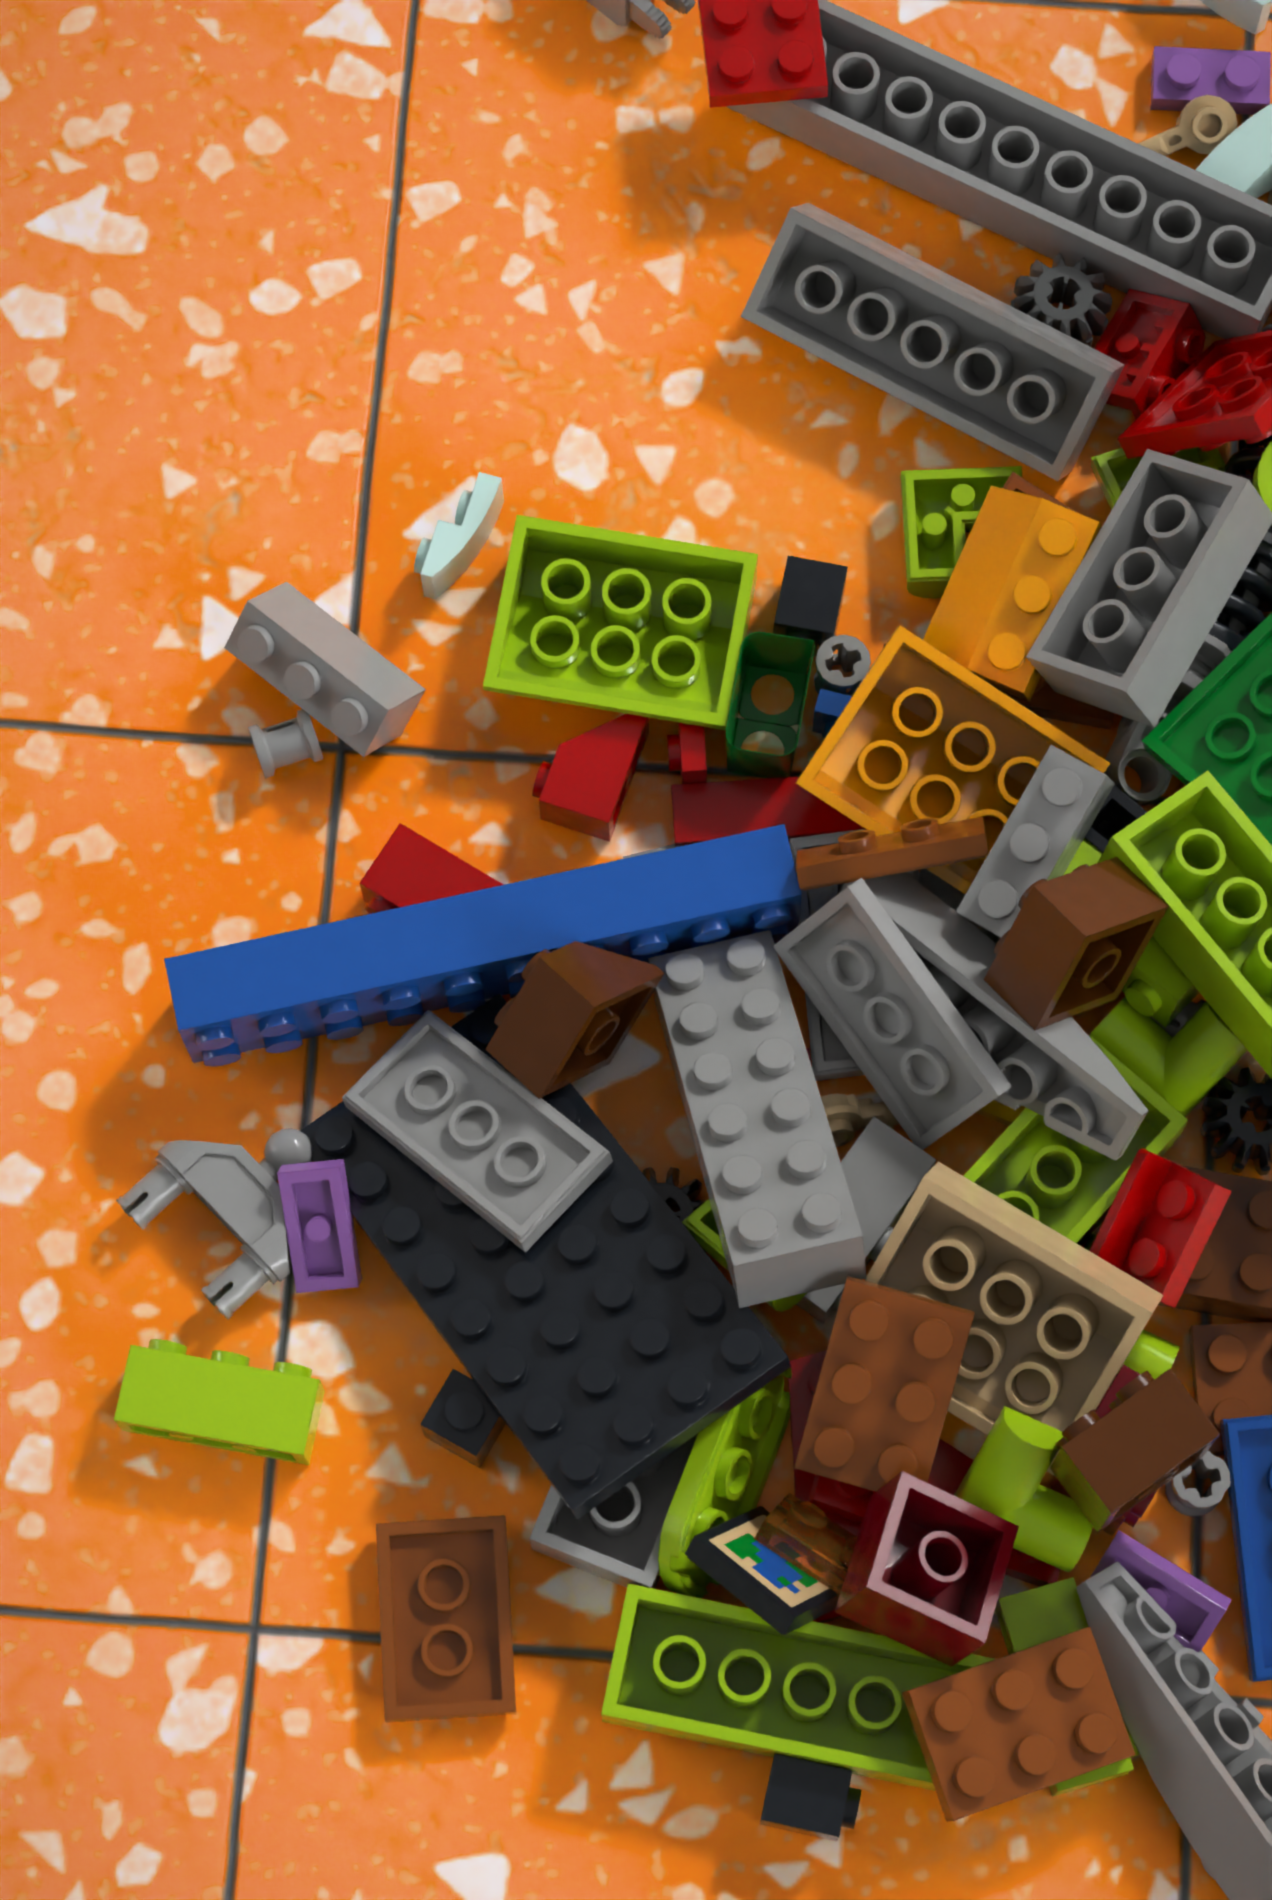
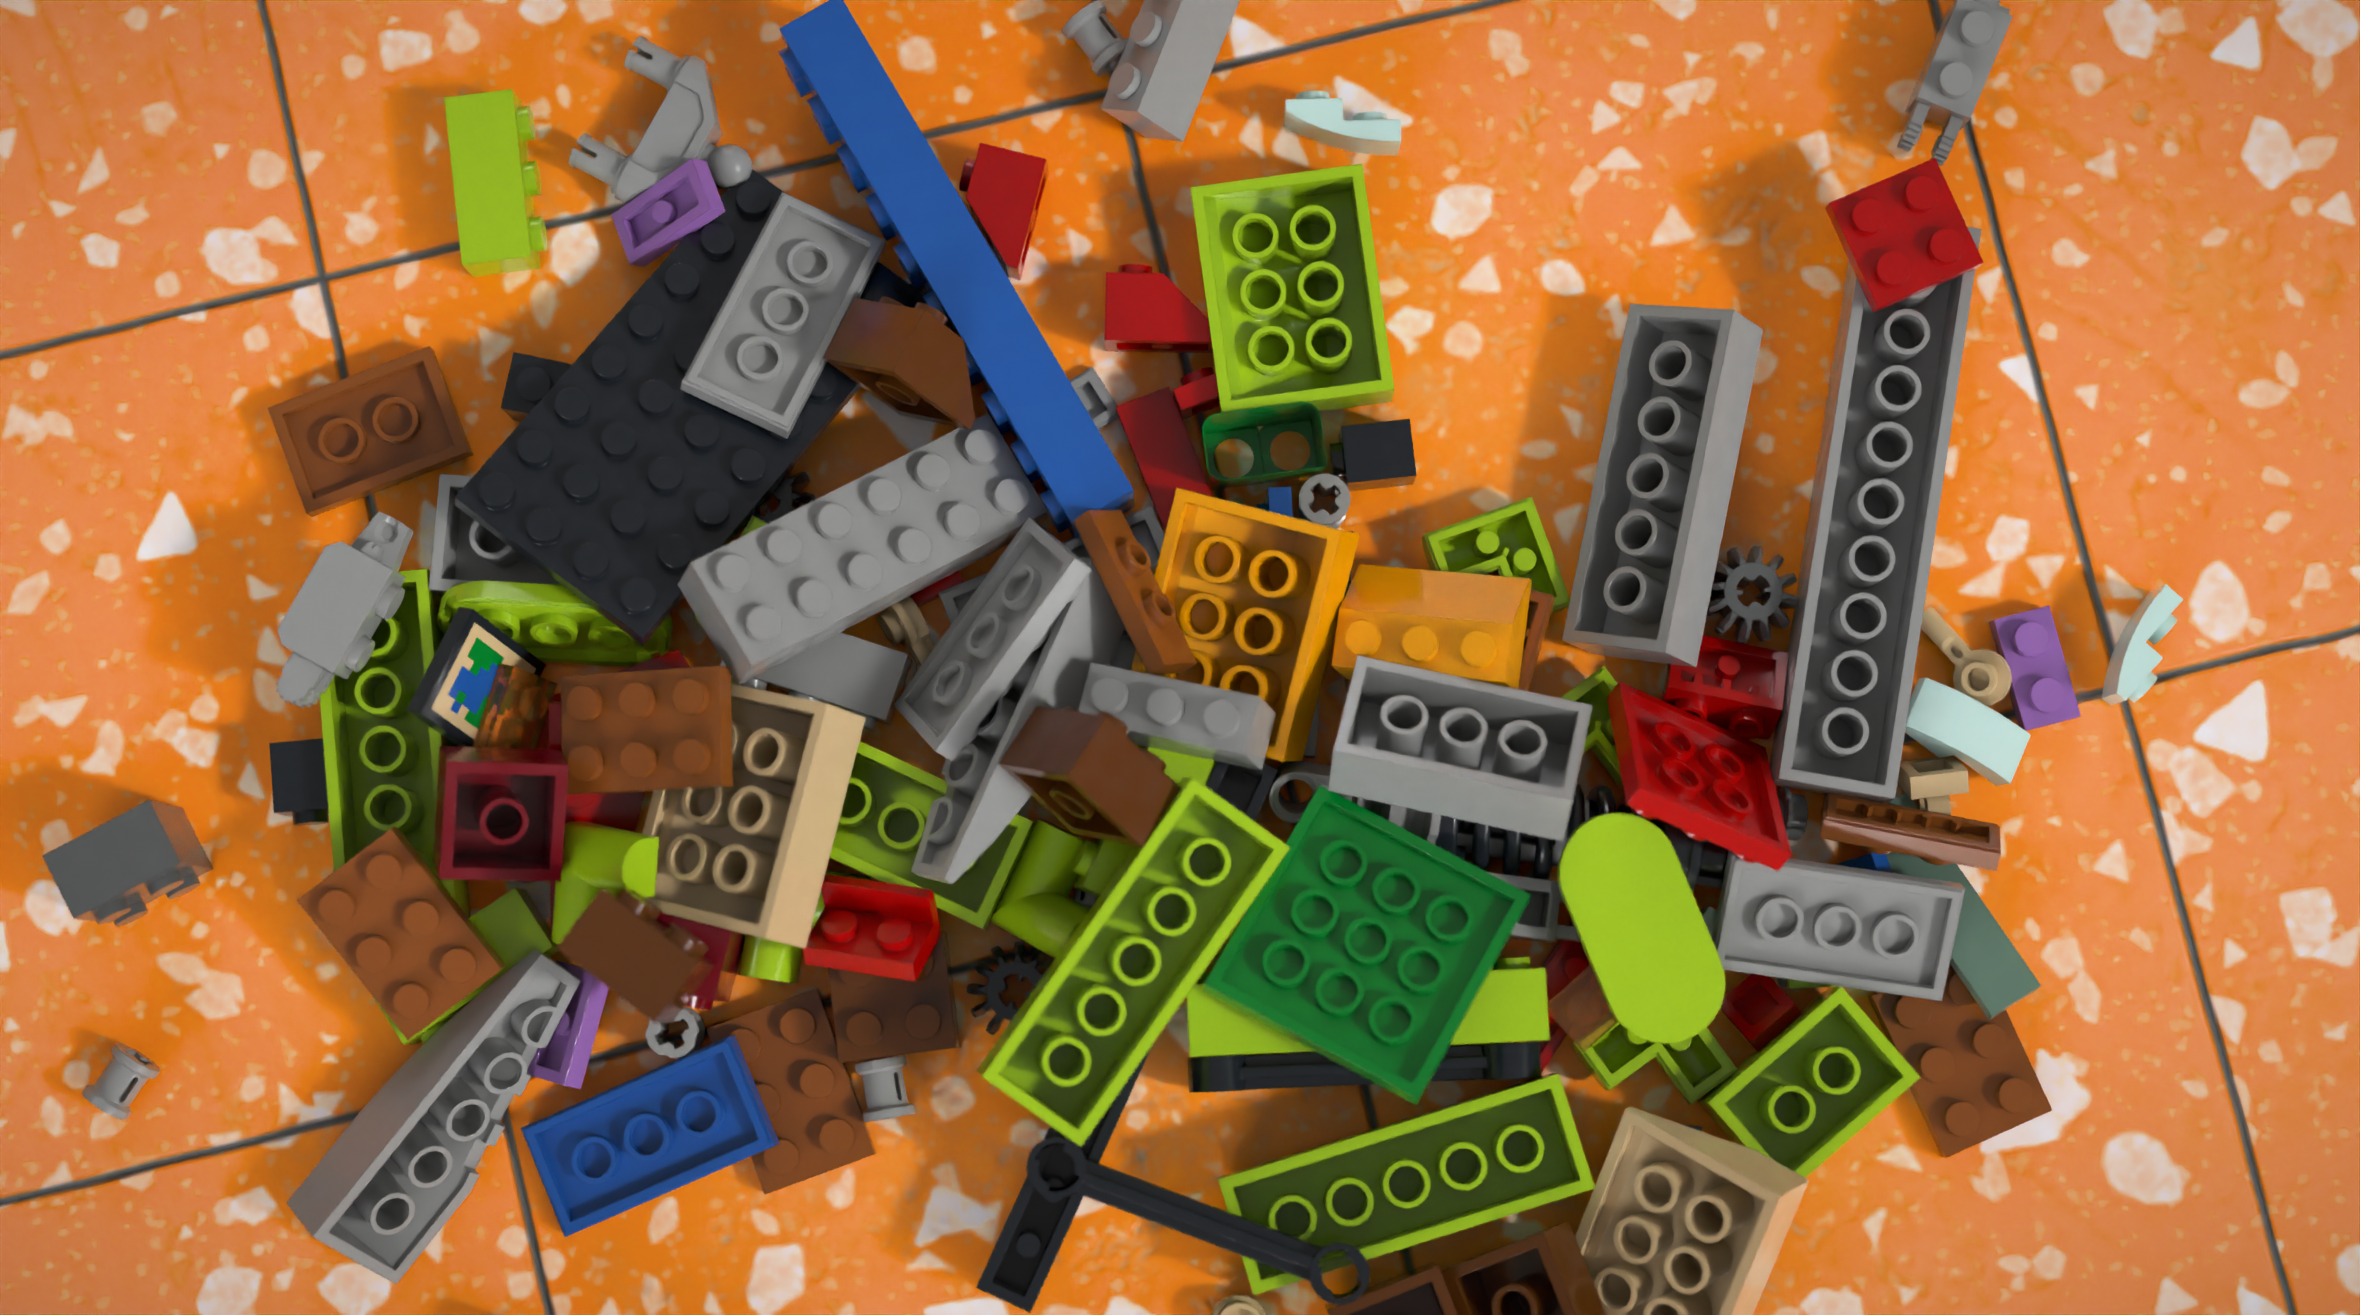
camera: 70 degrees right, 10 degrees up
(647, 1677) = (341, 609): none -> light grey hinge

